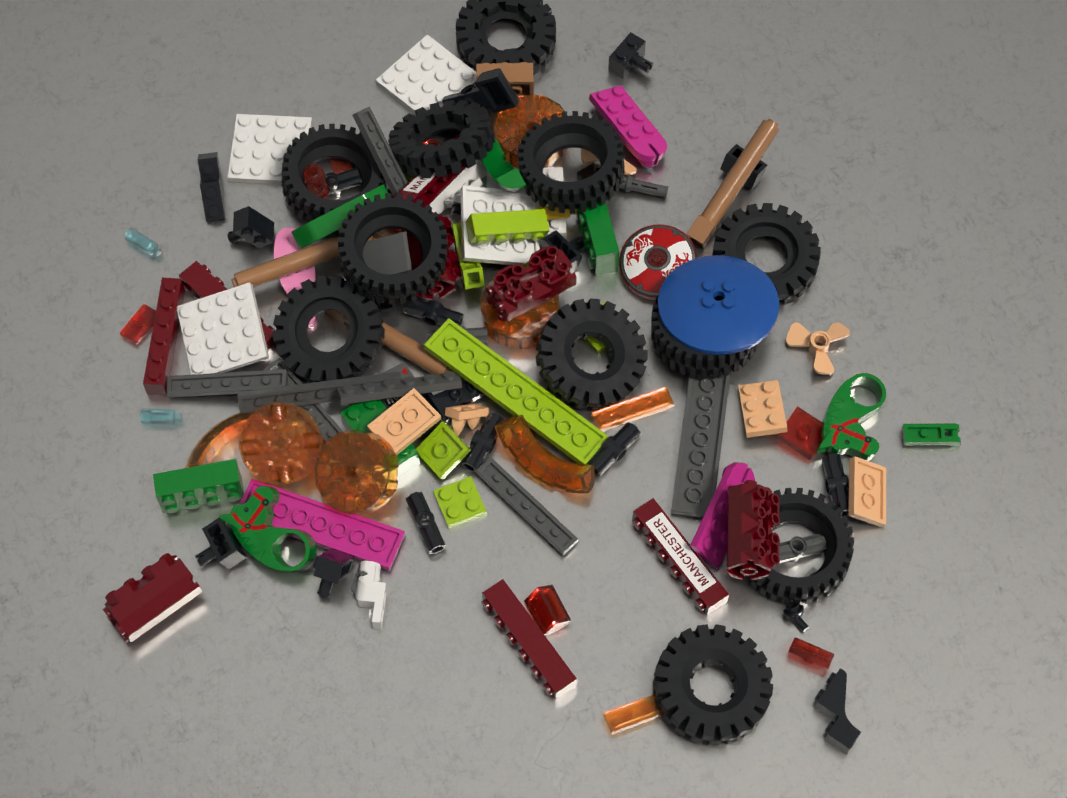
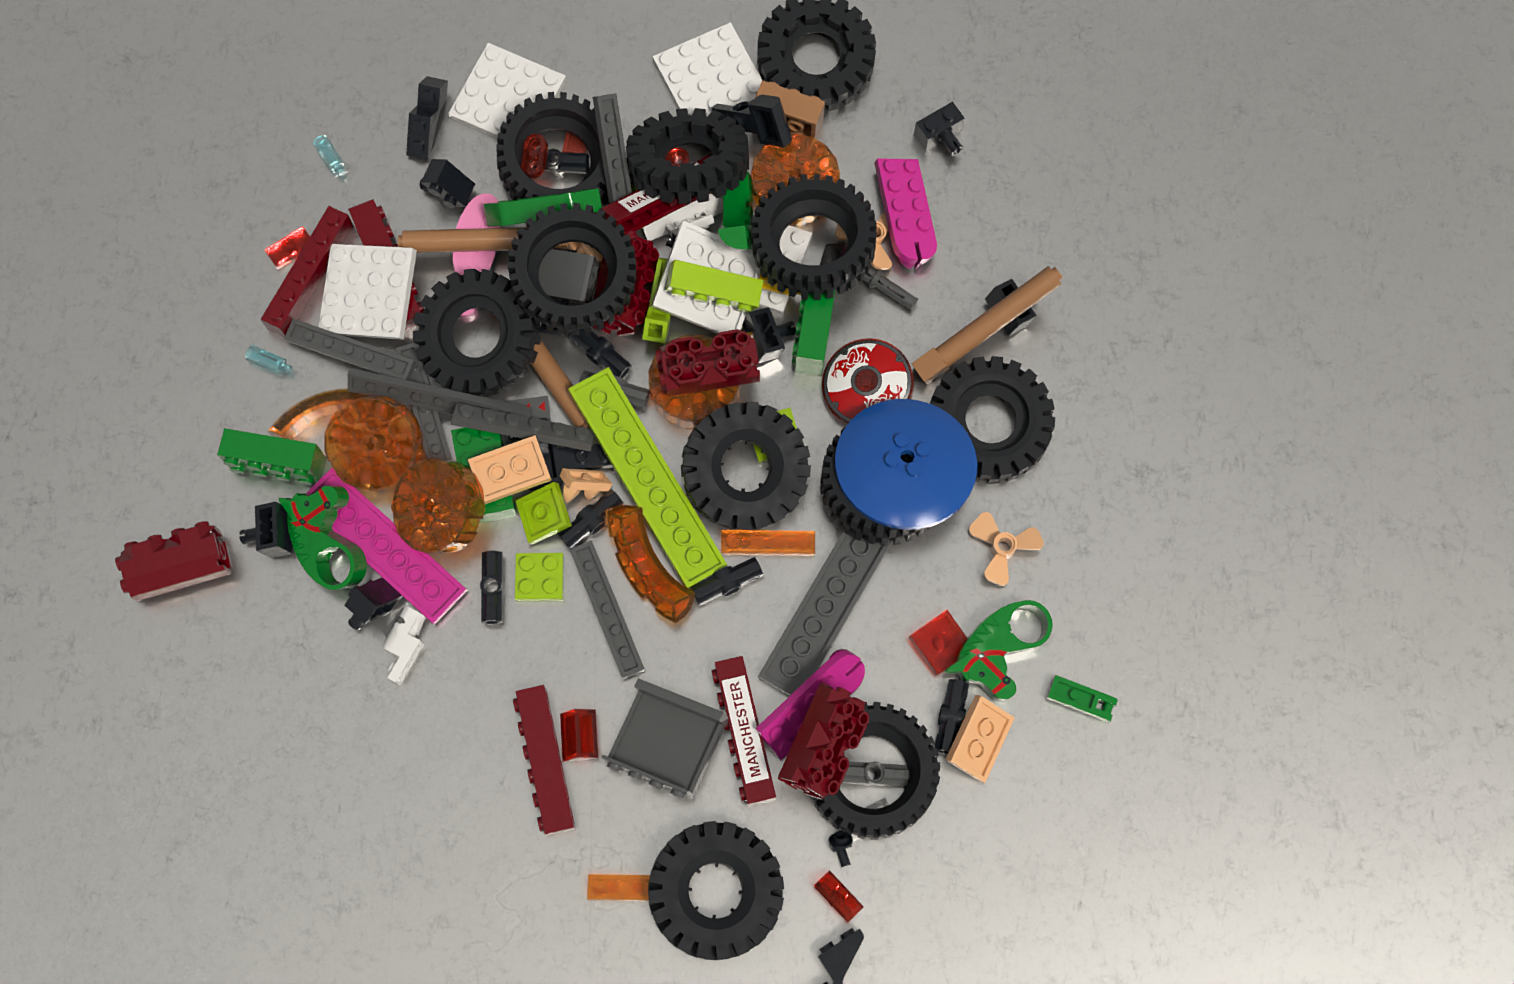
camera: 20 degrees right, 10 degrees up
(621, 583) = (667, 740): none -> dark grey panel
(762, 408) = (907, 598): light nougat plate -> none

